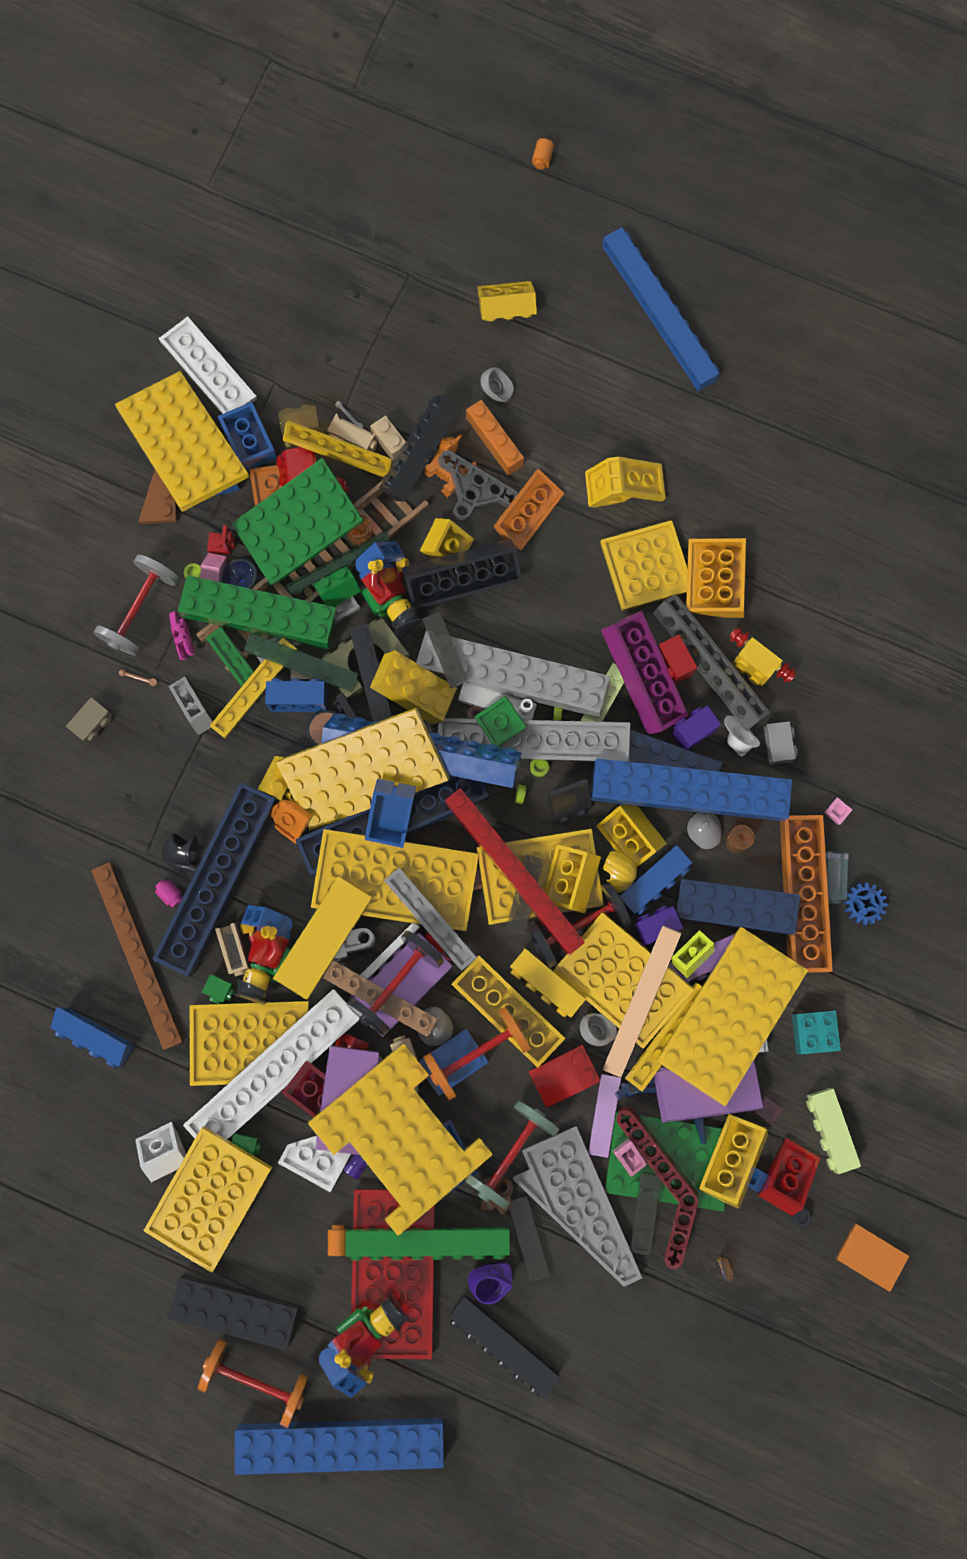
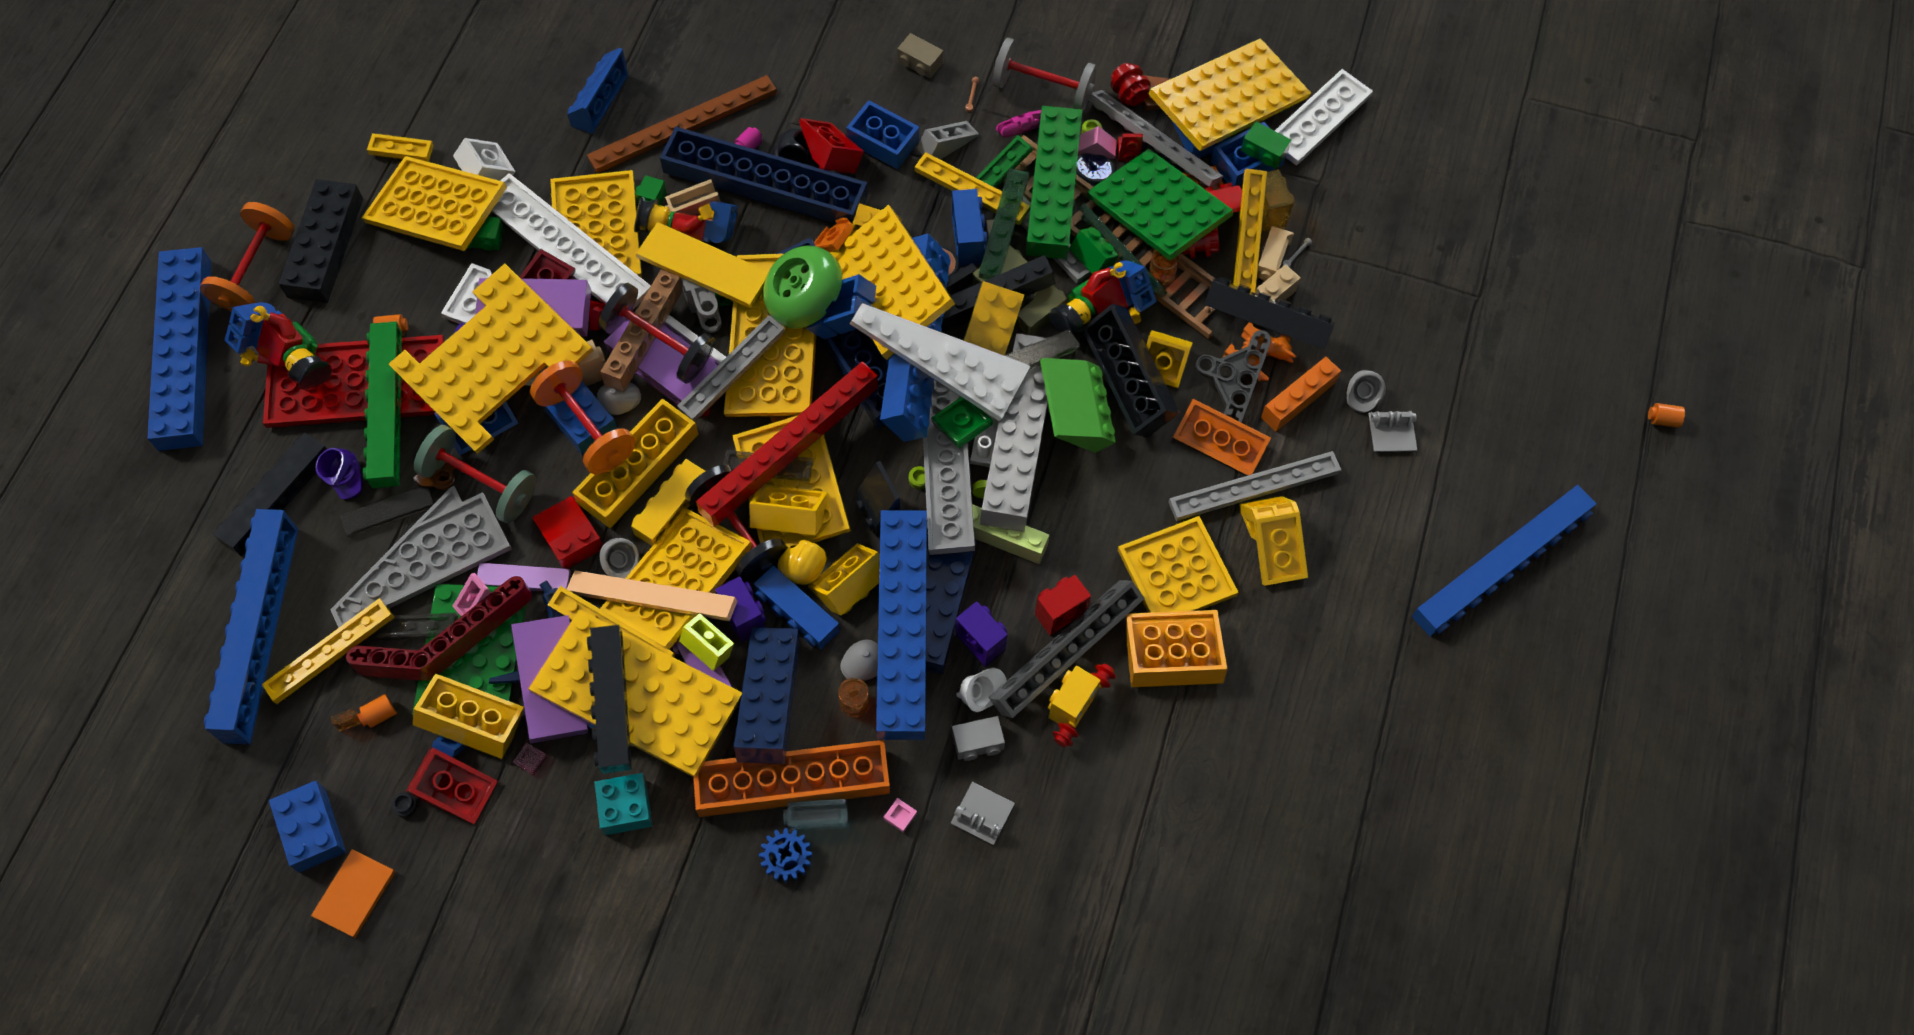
camera: 85 degrees right, 15 degrees down
(131, 1236) = (399, 147): none -> yellow plate
(153, 529) = (1130, 84): none -> red piece
(181, 763) = (883, 134): none -> blue brick
(189, 814) = (830, 146): none -> red slope
(216, 516) = (1154, 137): none -> light grey plate
(249, 418) = (1265, 145): none -> green brick
(365, 825) = (802, 286): none -> bright green brick
(467, 710) = (967, 369): none -> white wing
(491, 621) = (1078, 403): none -> bright green slope
(507, 300) = (1471, 393): yellow slope -> none
(520, 794) = (885, 457): lime tile -> none
(534, 371) = (1393, 431): none -> light grey hinge
(575, 491) = (1254, 486): none -> light grey plate
(638, 1355) = (251, 627): none -> blue brick
(644, 673) = (1040, 564): magenta brick -> none
(663, 1286) = (327, 651): none -> yellow plate
(720, 1241) = (376, 711): none -> orange brick
(746, 1035) = (610, 699): none -> black brick
(817, 1297) = (307, 826): none -> blue brick
(833, 1130) = (505, 833): yellowish green brick -> none
(839, 747) = (982, 813): none -> light grey hinge

